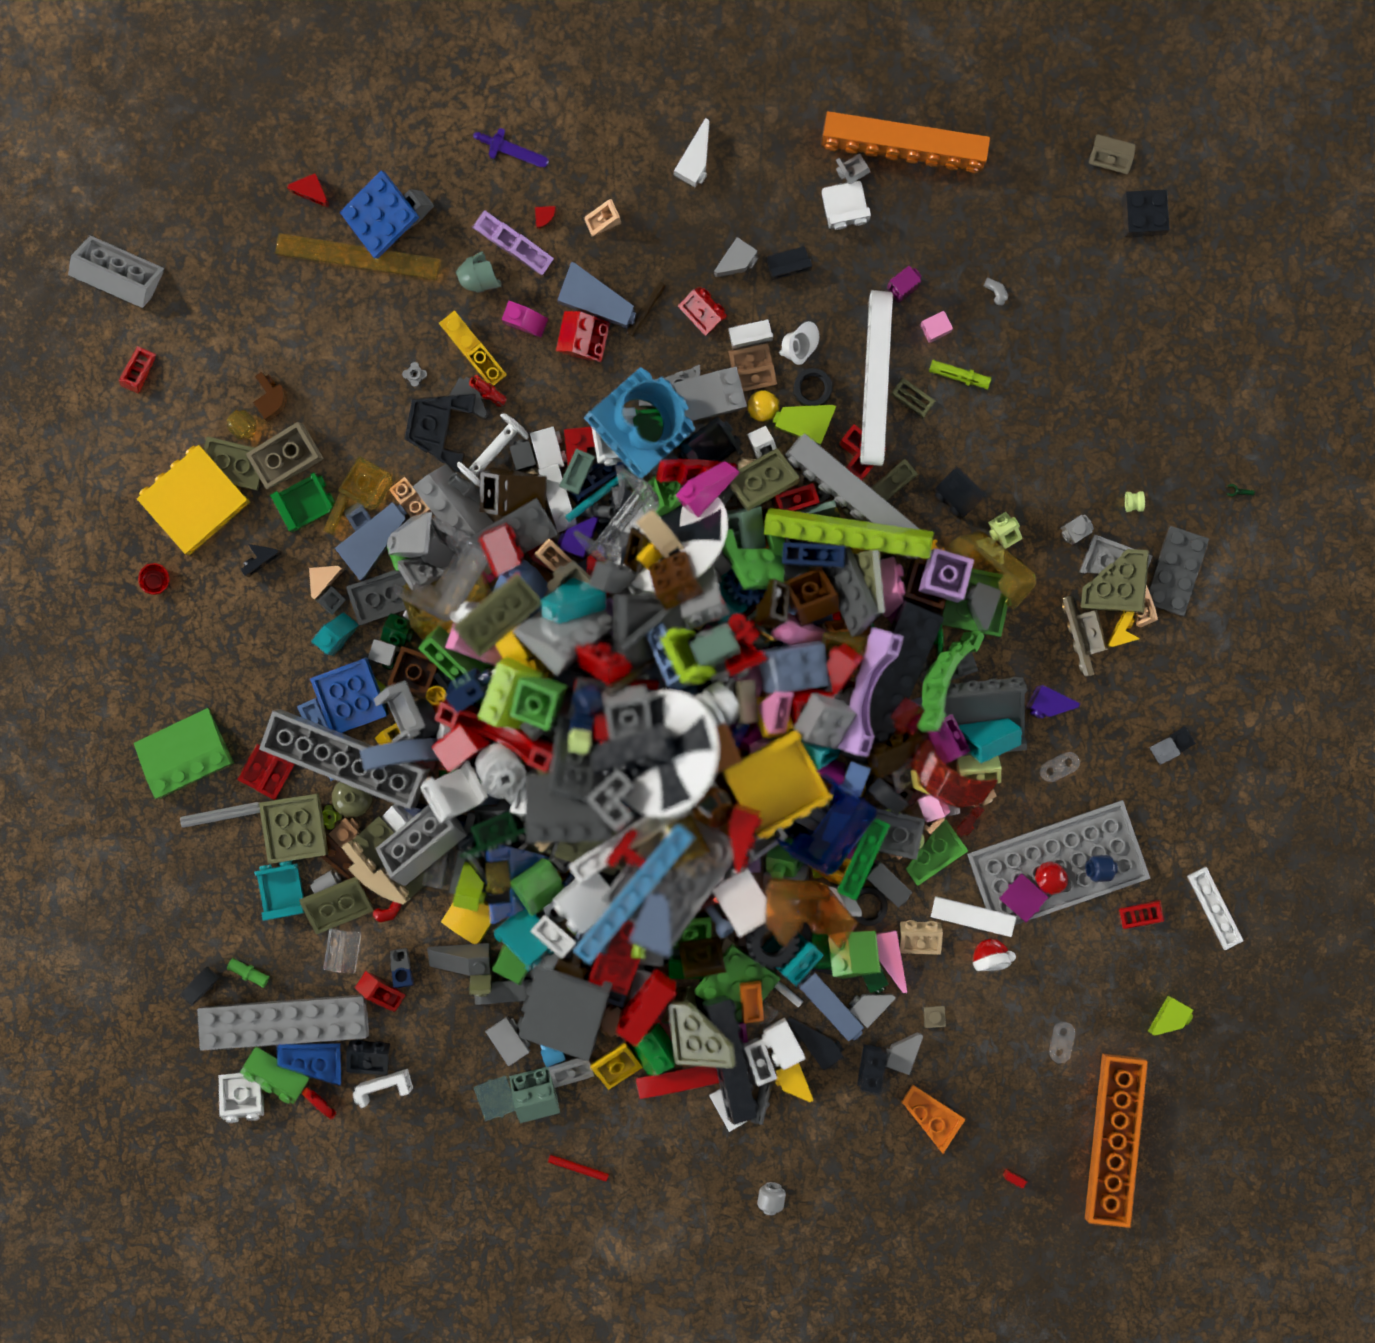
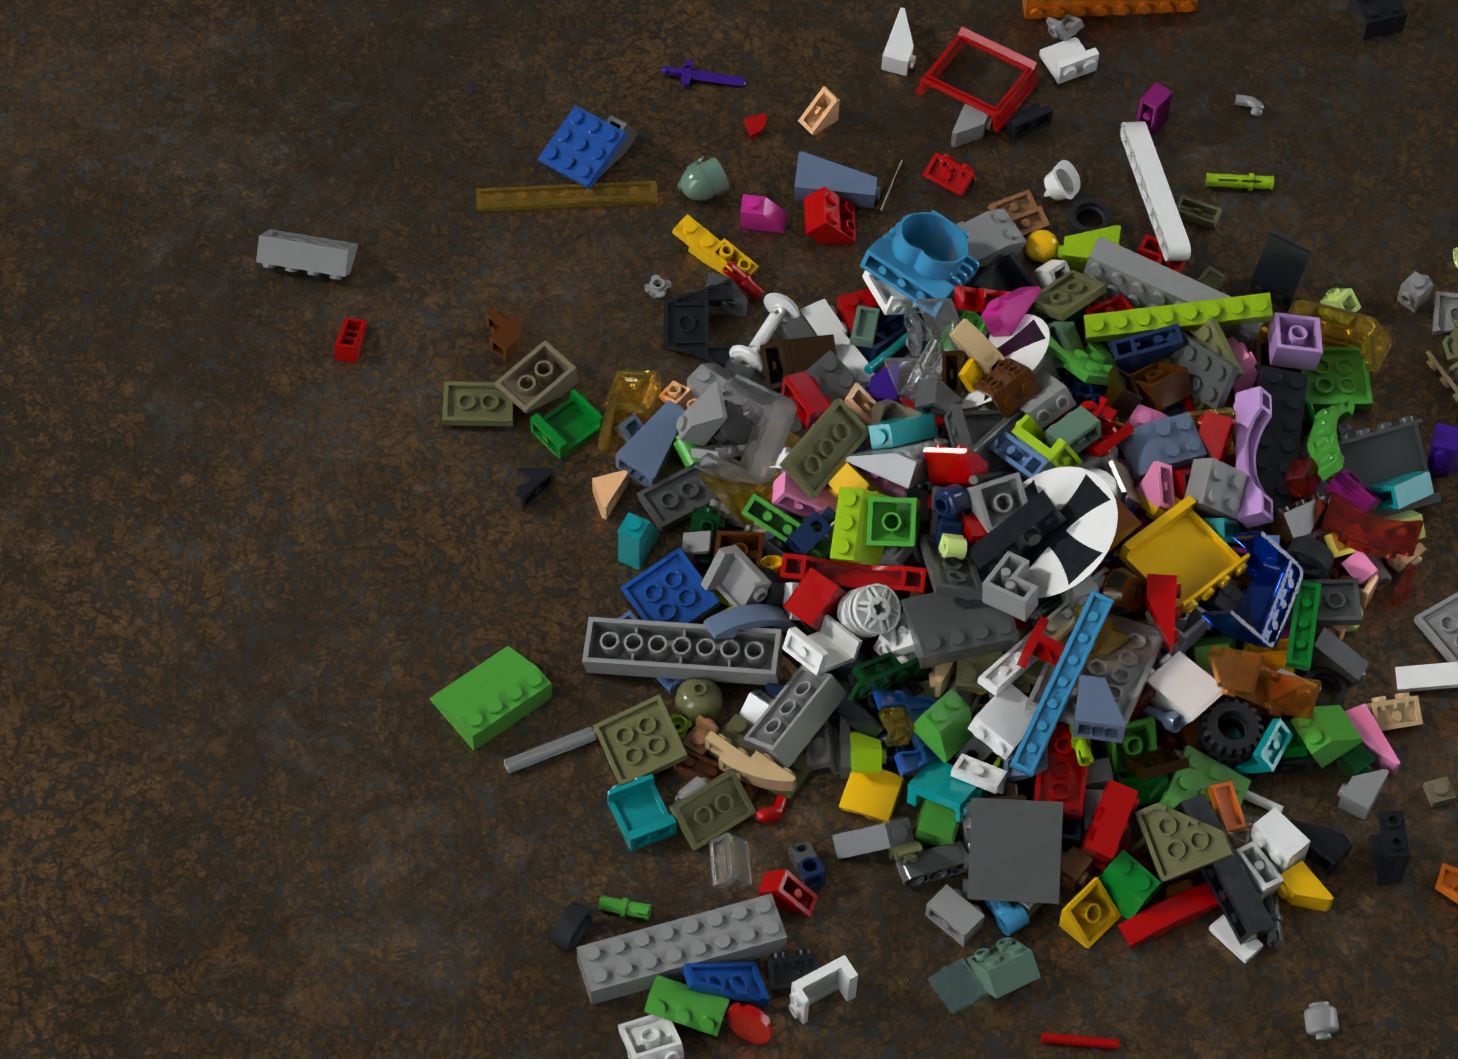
camera: 15 degrees left, 30 degrees down
(153, 578) = (416, 525): red hair -> none
(192, 499) = (444, 442): yellow panel -> none
(241, 424) = (480, 363): clear yellow head -> none
(265, 772) = (591, 695): red slope -> none
(310, 189) = (500, 144): red slope -> none
(330, 600) = (621, 507): dark grey plate -> none
(512, 242) = (731, 154): lavender slope -> none
(570, 1072) = (1041, 931): light grey plate -> none
(750, 334) = (1007, 186): white panel -> none
(789, 235) = (1013, 98): none -> red piece
(831, 1006) = (1316, 796): sand blue slope -> none
(903, 1053) = (1422, 832): light grey slope -> none
(936, 326) = (1200, 143): bright pink panel -> none
(937, 853) = (1381, 625): bright green wing -> none
(982, 604) = (1342, 365): dark grey slope -> none

